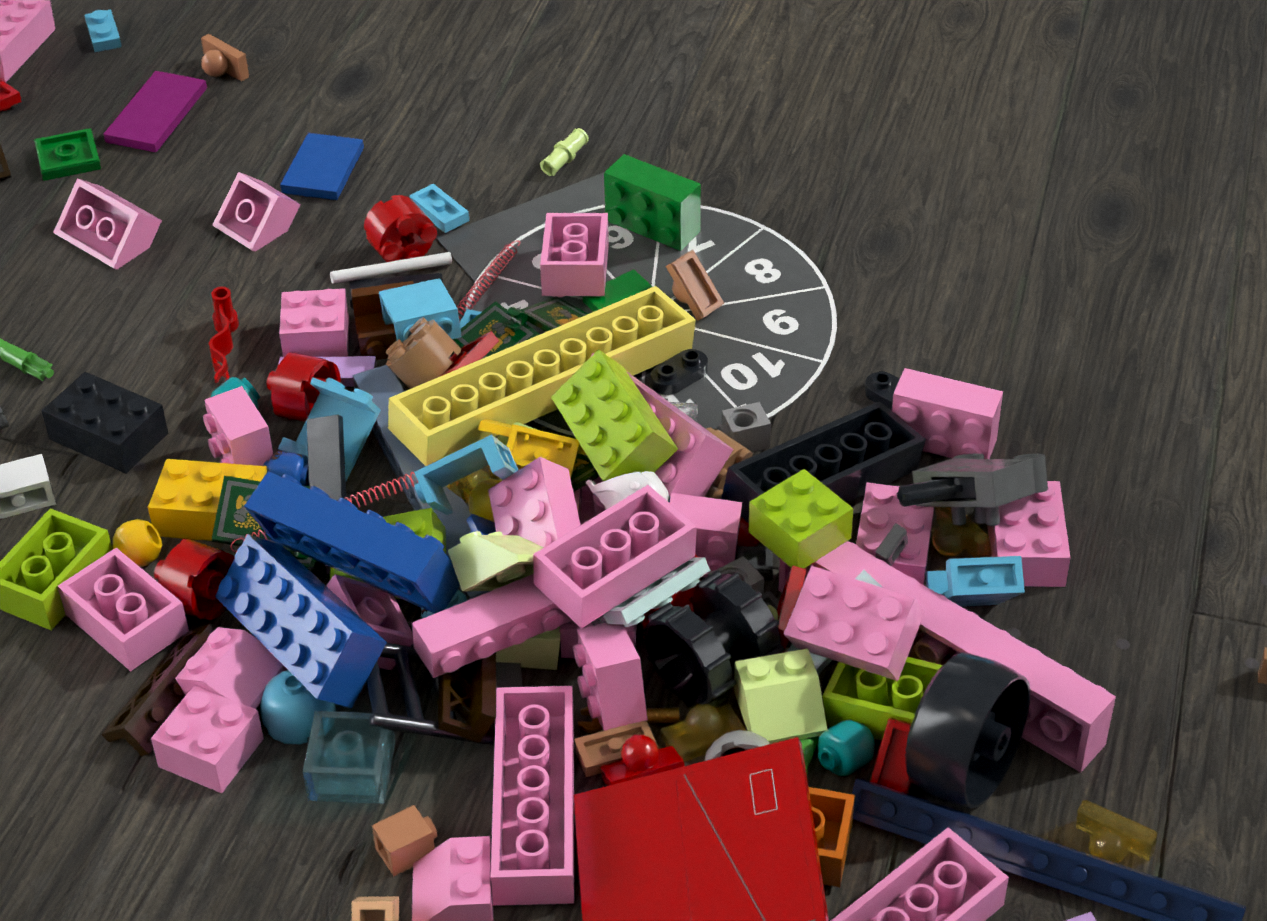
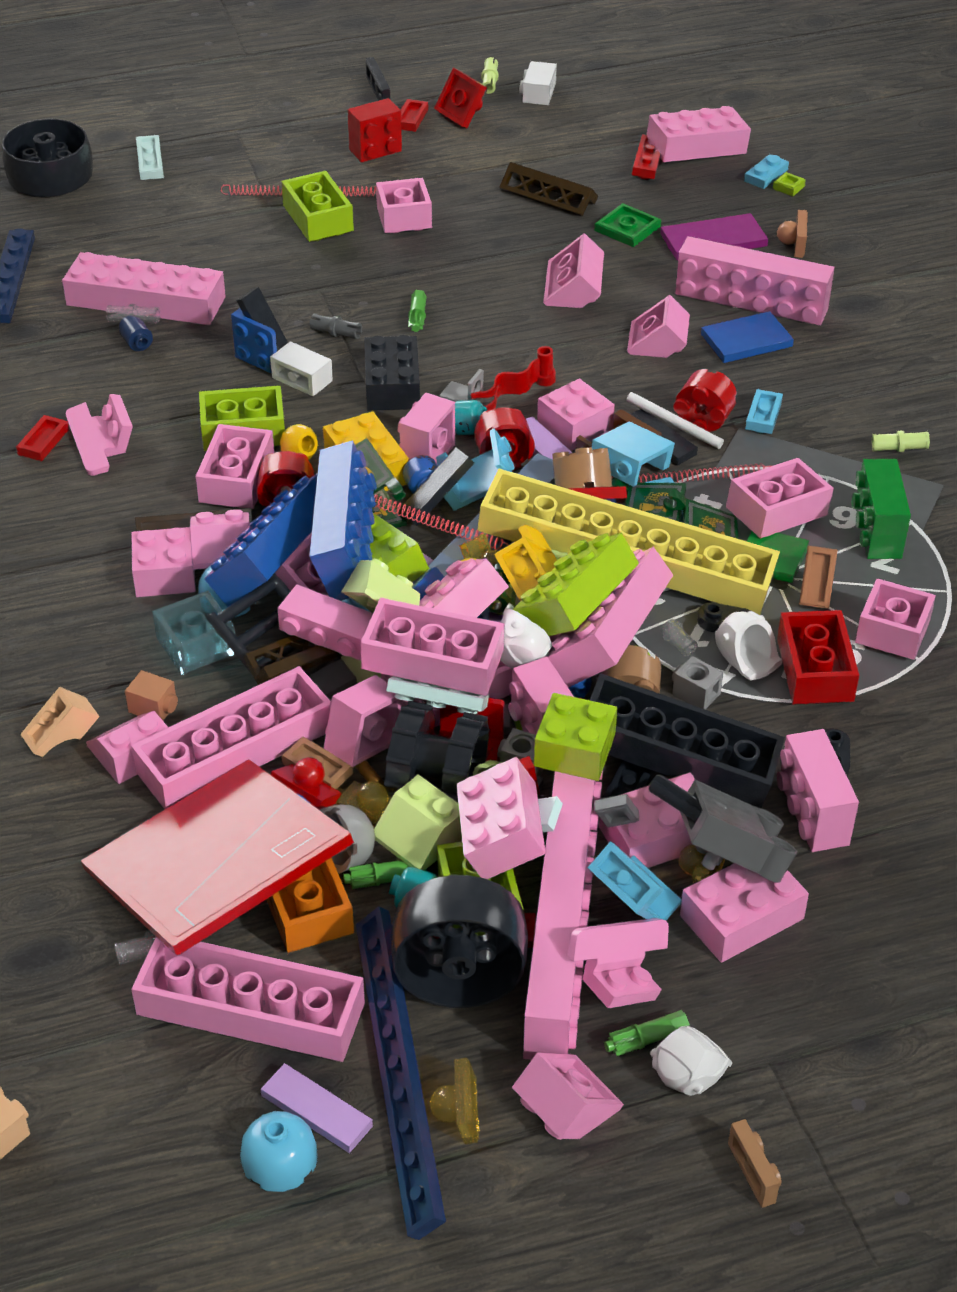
camera: 55 degrees right, 0 degrees up
(139, 28) = (789, 184): none -> lime tile
(192, 389) = (458, 391): none -> light grey bracket
(266, 116) = (754, 280): none -> bright pink brick
(460, 464) = (442, 532): medium azure panel -> none
(730, 373) = (748, 644): none -> white helmet
(786, 268) = (895, 619): none -> bright pink brick
(788, 336) = (817, 657): none -> red brick
(1059, 647) = (615, 957): none -> bright pink plate
(1117, 668) = (646, 1033): none -> bright green piece
(1156, 759) = (565, 1095): none -> bright pink slope
(1167, 656) = (689, 1061): none -> white helmet

